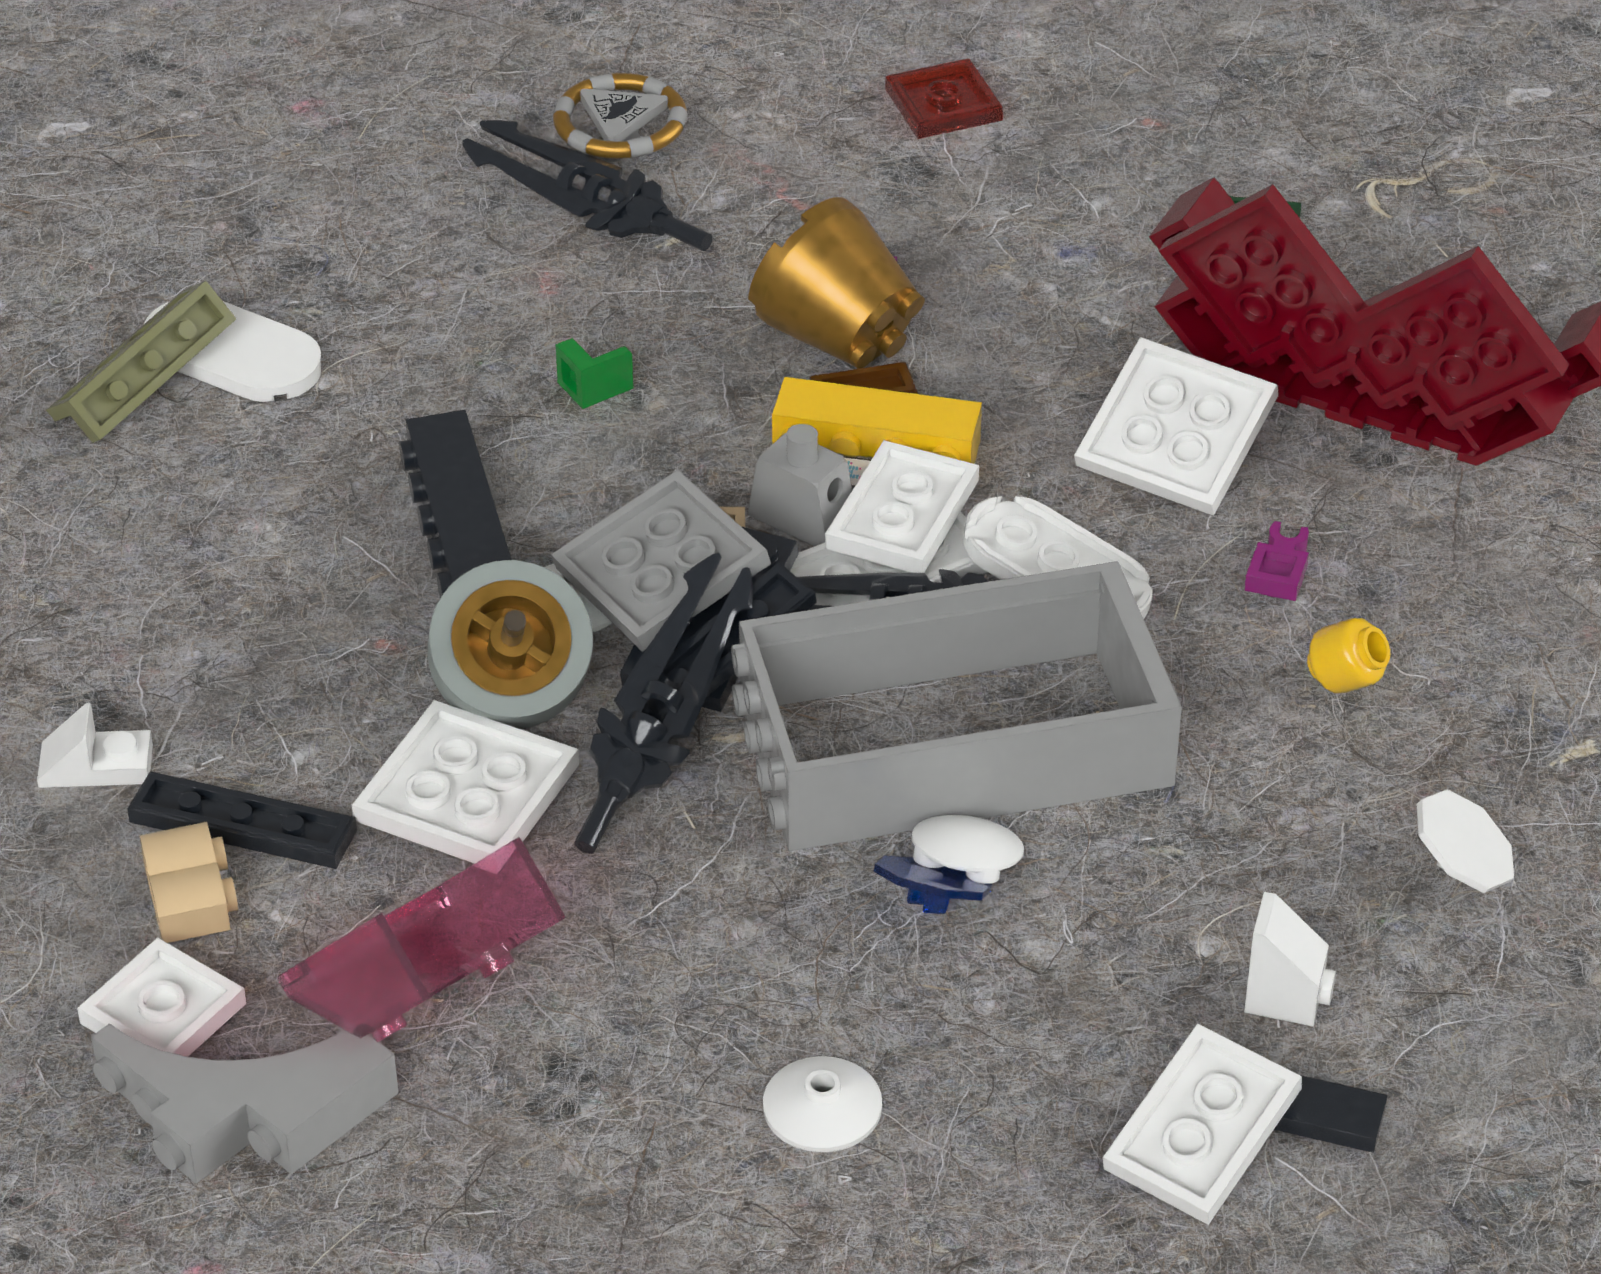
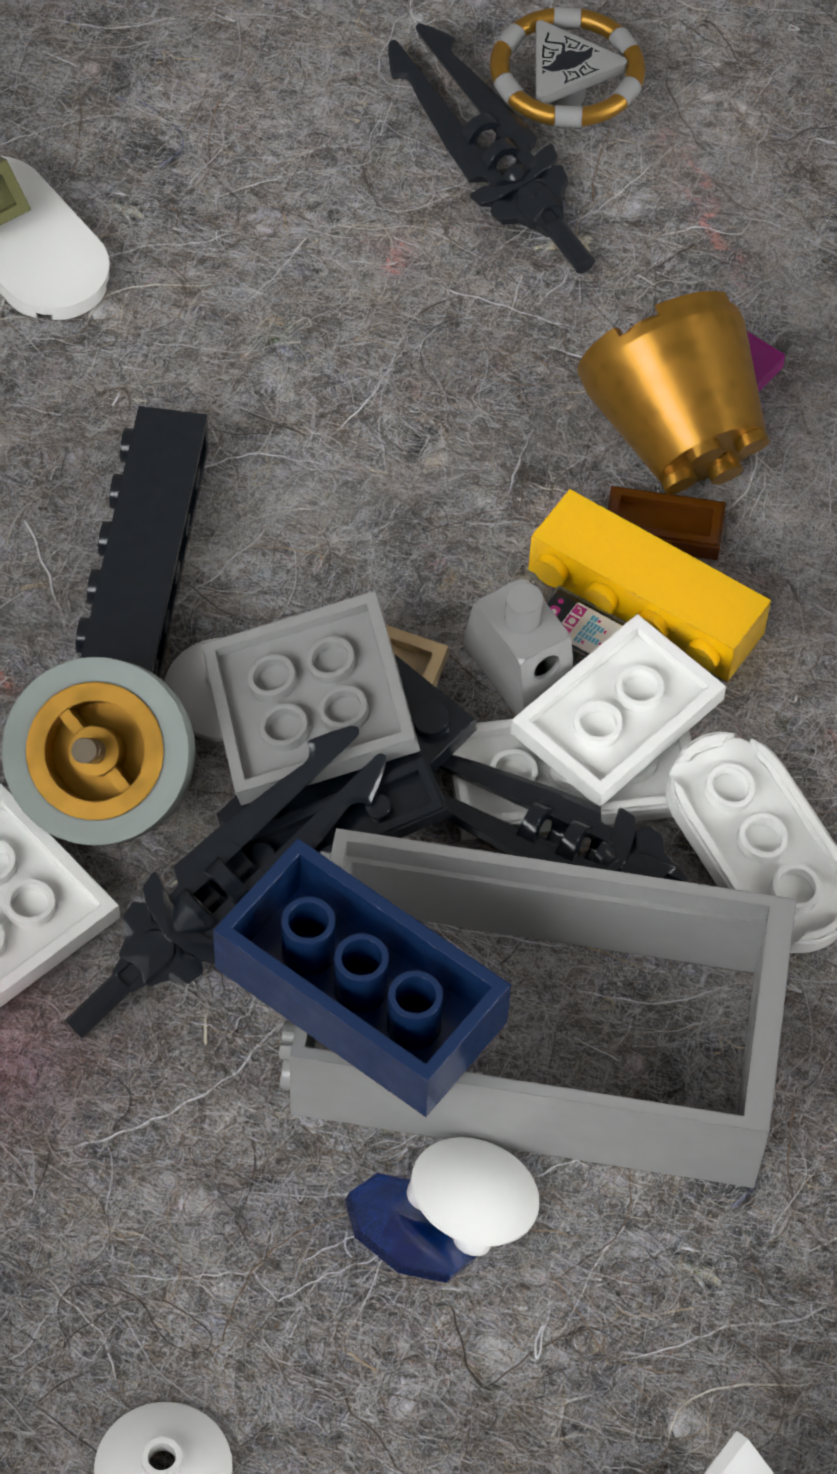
camera: 20 degrees right, 15 degrees up
(593, 379) = (379, 407): green panel -> none
(823, 689) = (361, 976): none -> dark blue brick

